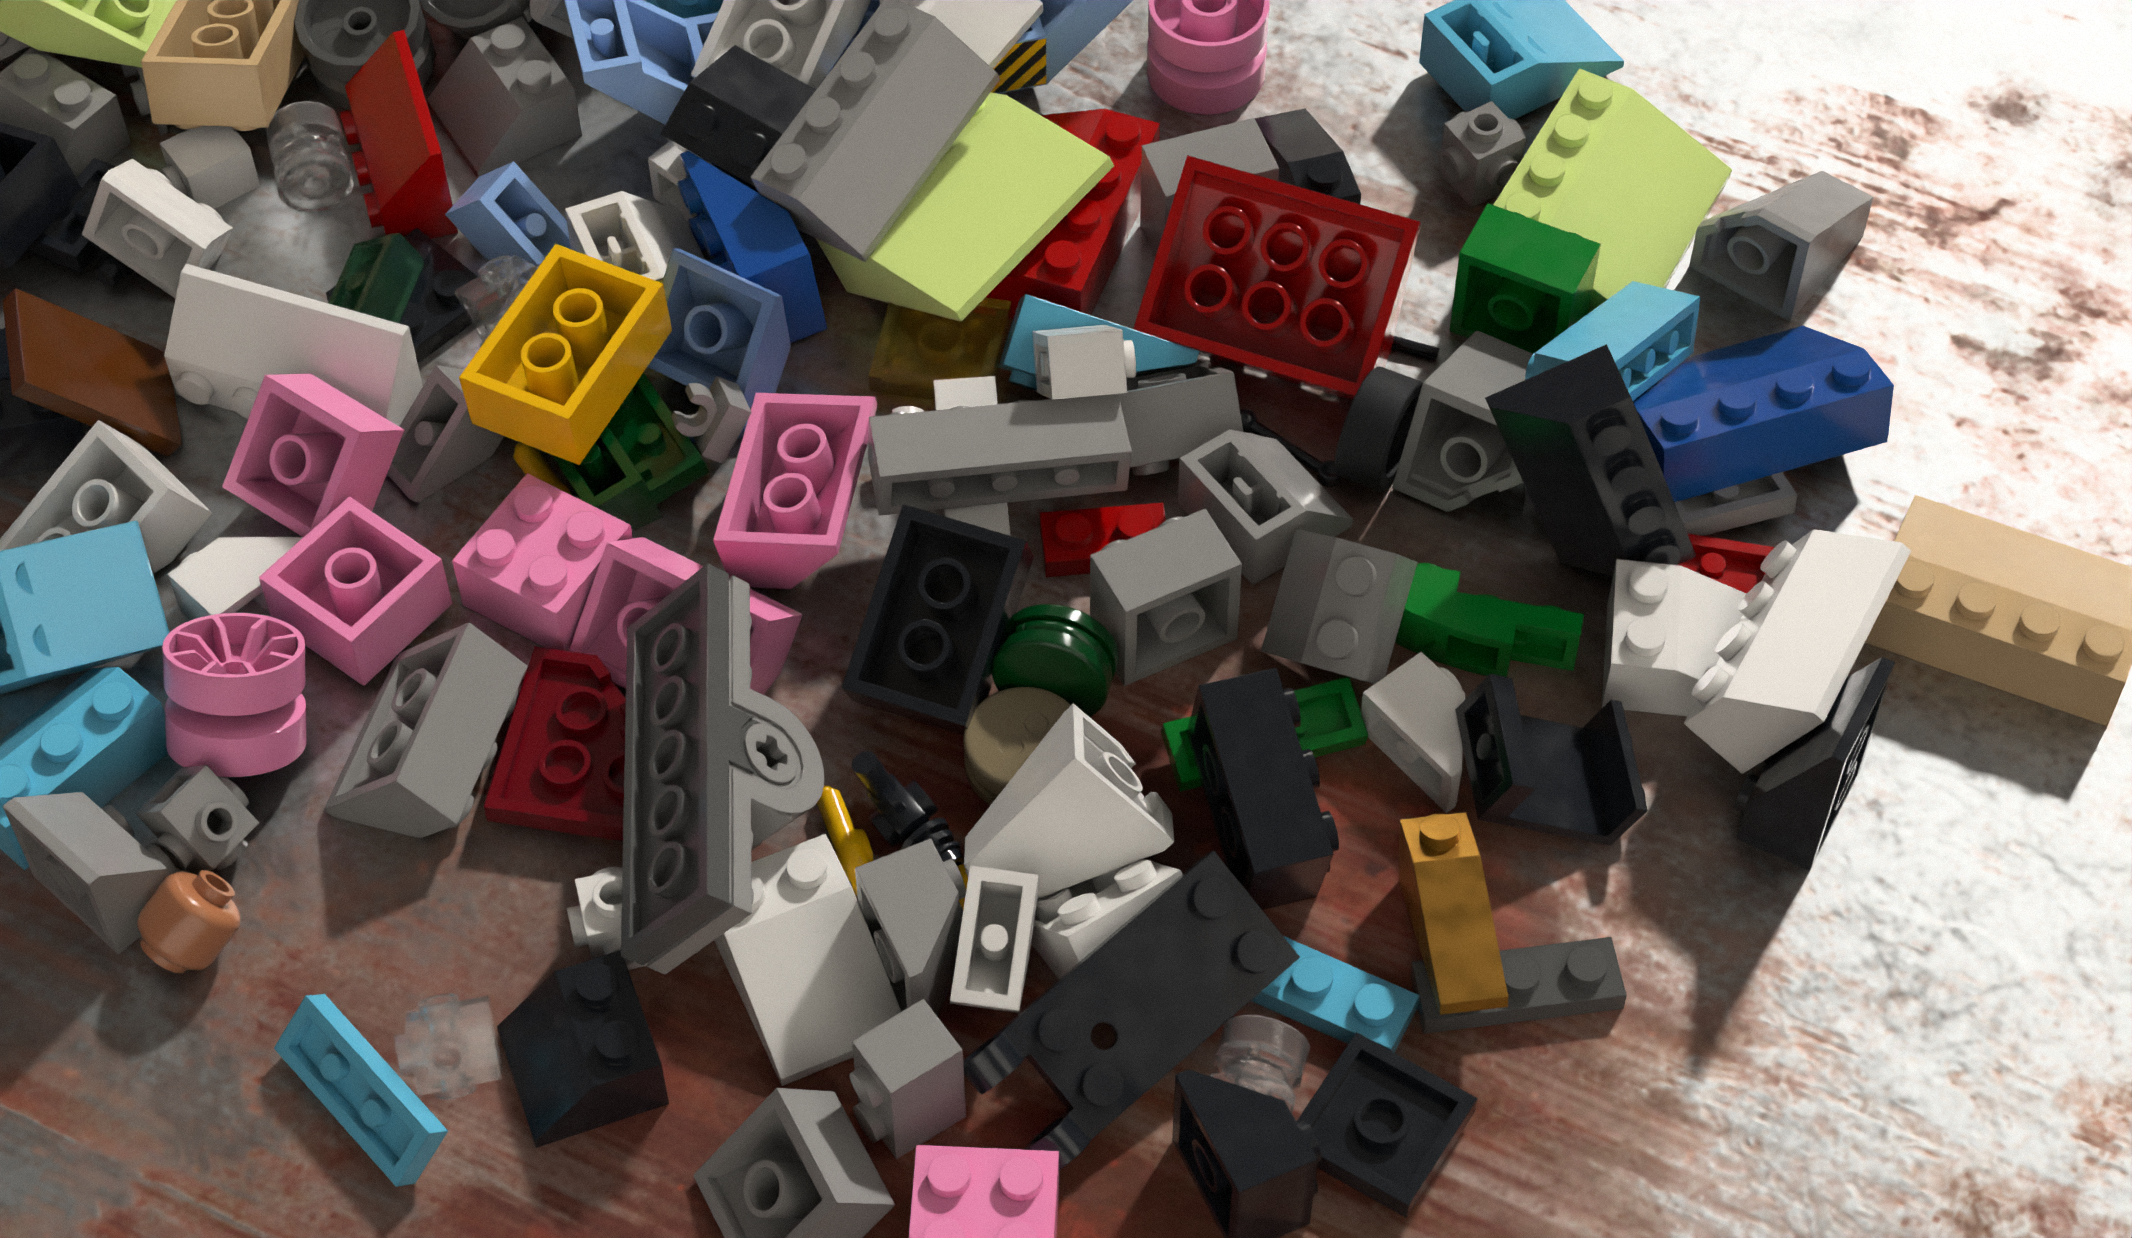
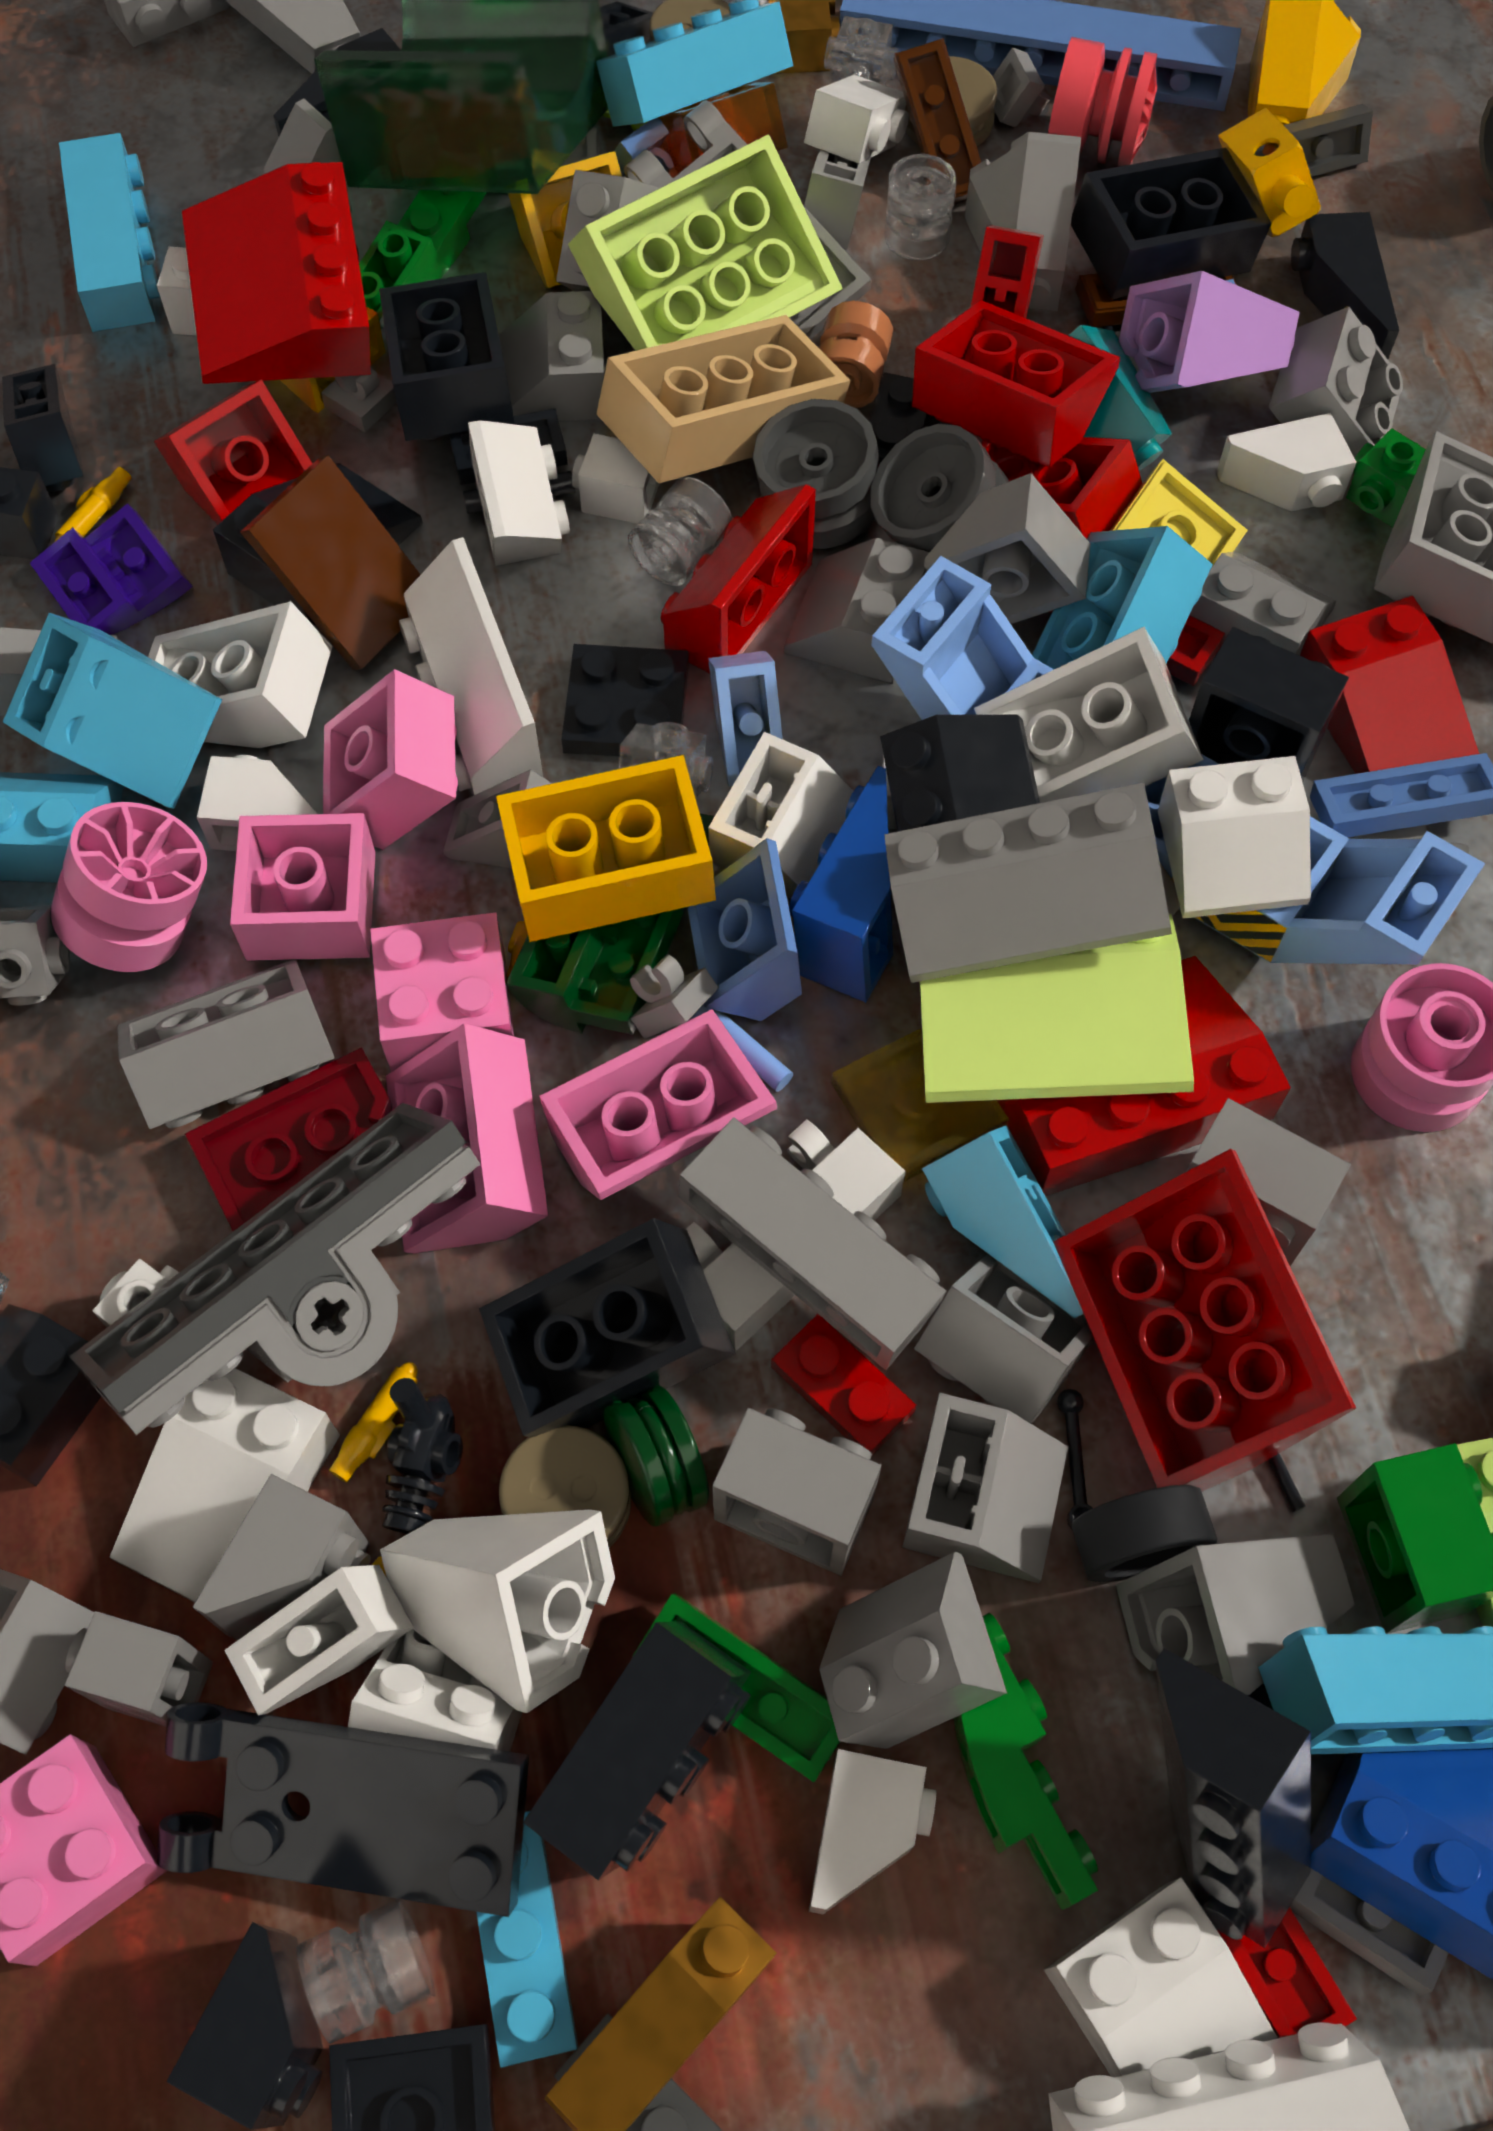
camera: 50 degrees right, 10 degrees up
(379, 277) = (588, 673): clear green slope -> none
(1082, 361) = (954, 1234): white brick -> none
(1308, 155) = (1378, 1245): black slope -> none
(1547, 771) = (906, 1989): black panel -> none

